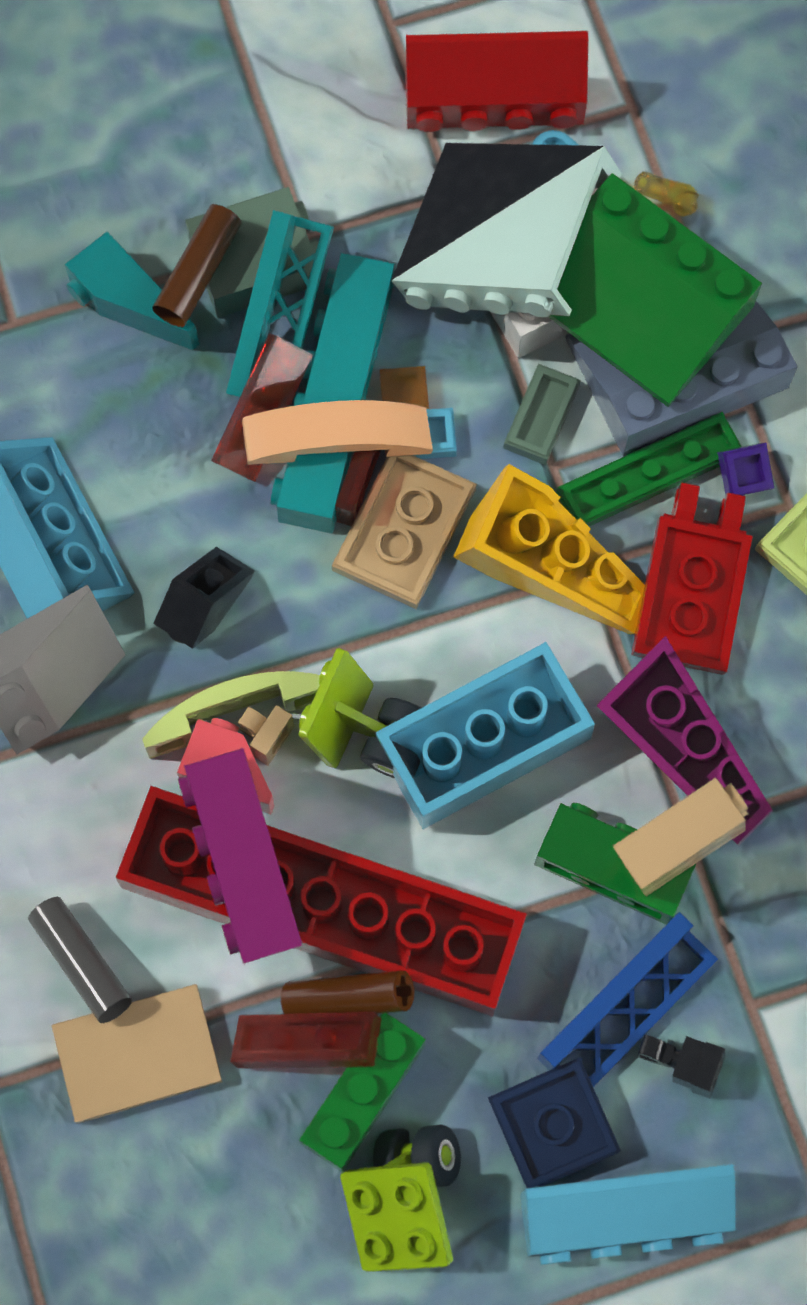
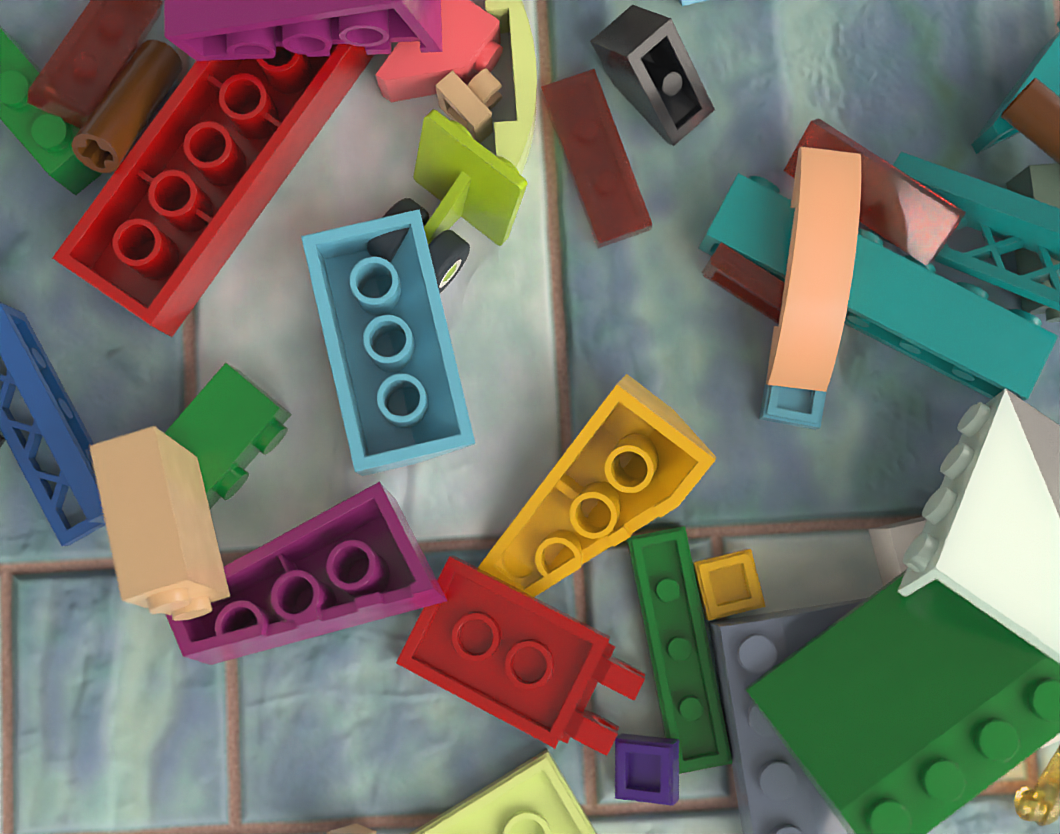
camera: 105 degrees right, 10 degrees up
(282, 626) = (596, 158): none -> clear red tile
(404, 385) = (859, 377): clear orange tile -> none
(404, 528) = (681, 330): tan tile -> none
(542, 414) = (787, 536): sand green tile -> none
(590, 446) = (728, 584): none -> yellow tile

